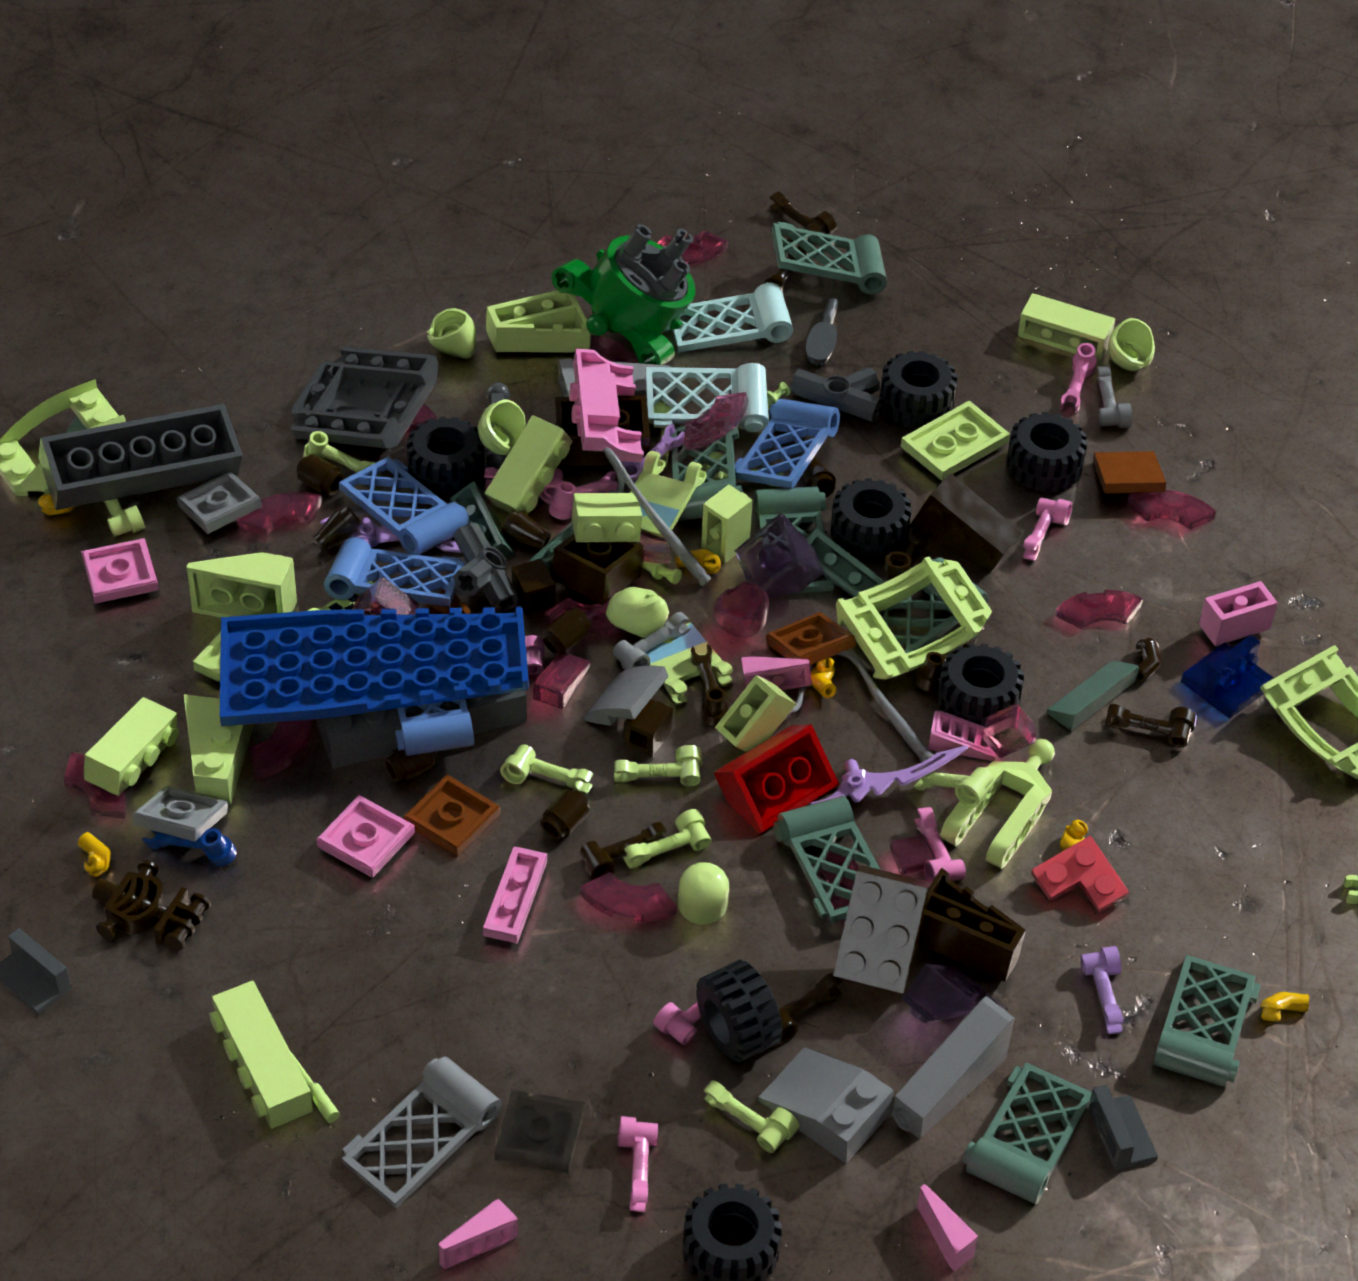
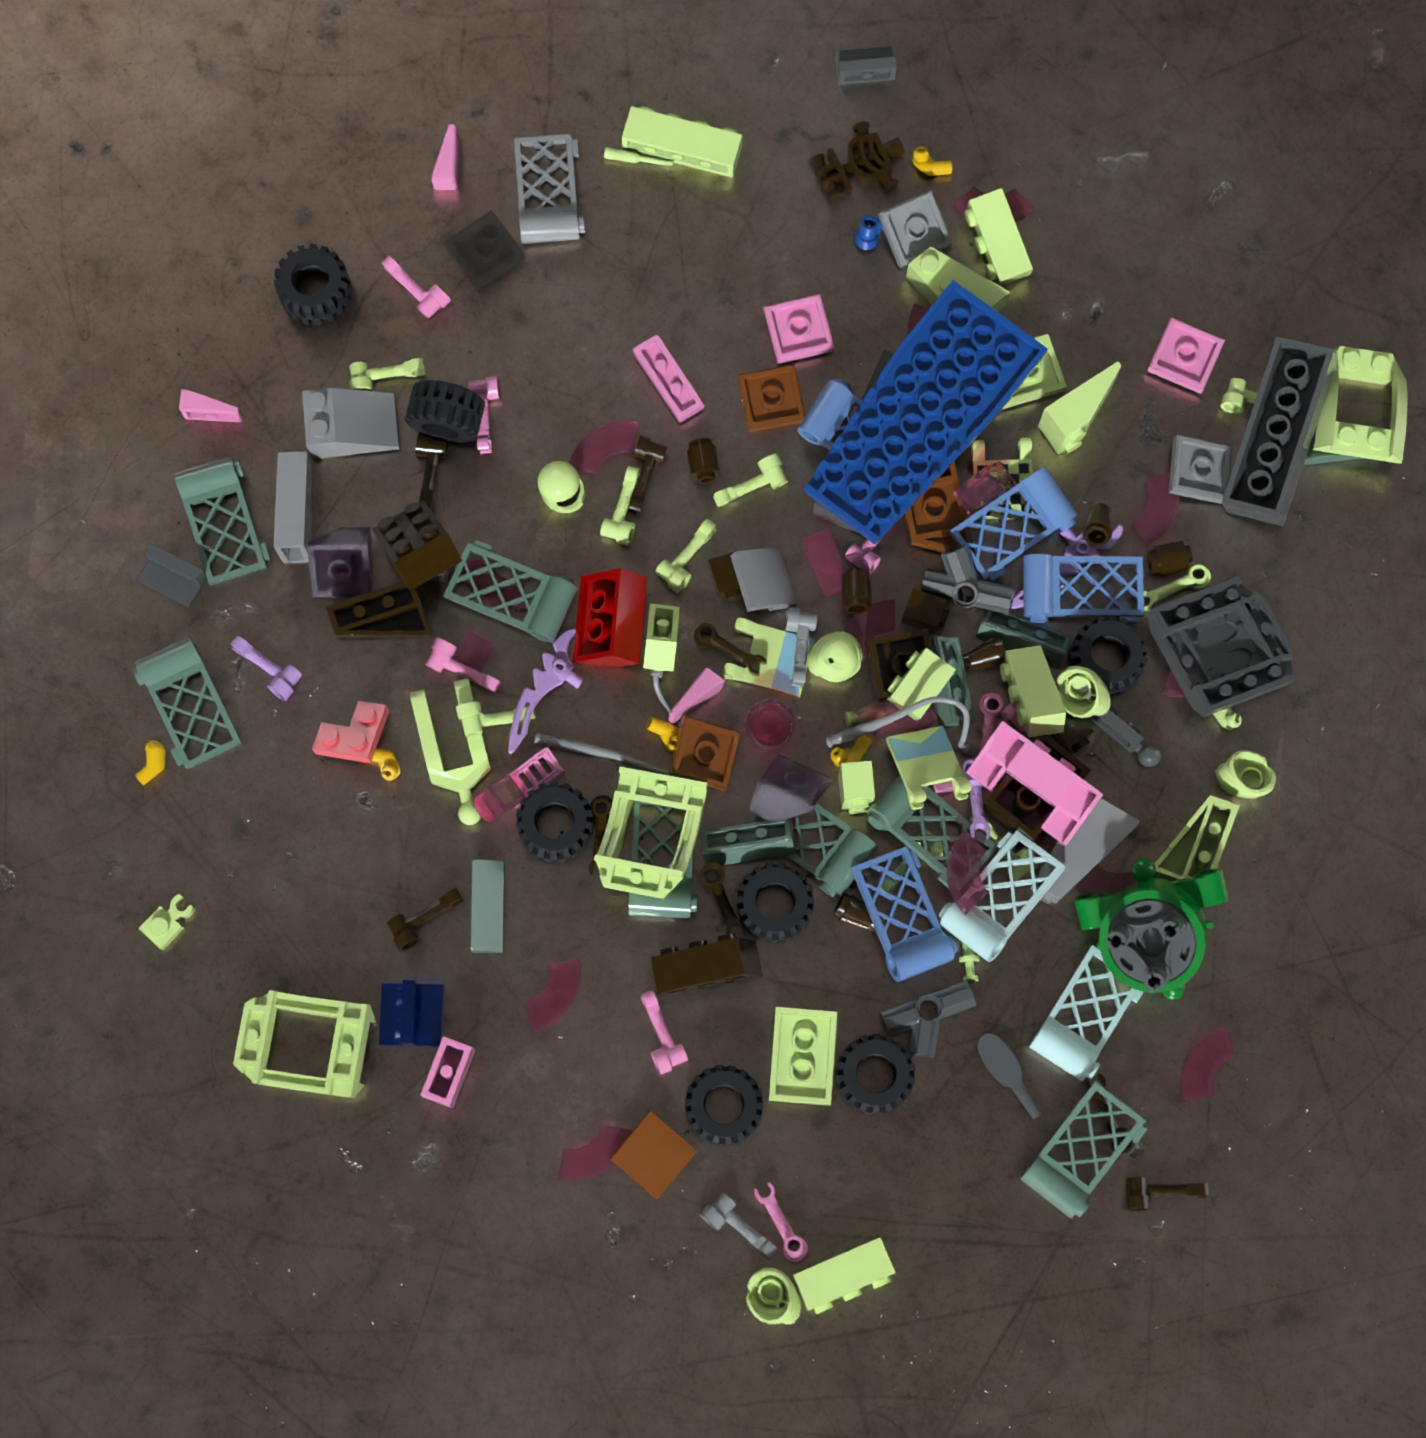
camera: 135 degrees right, 30 degrees up
(1151, 658) = (476, 979): dark brown arm -> none

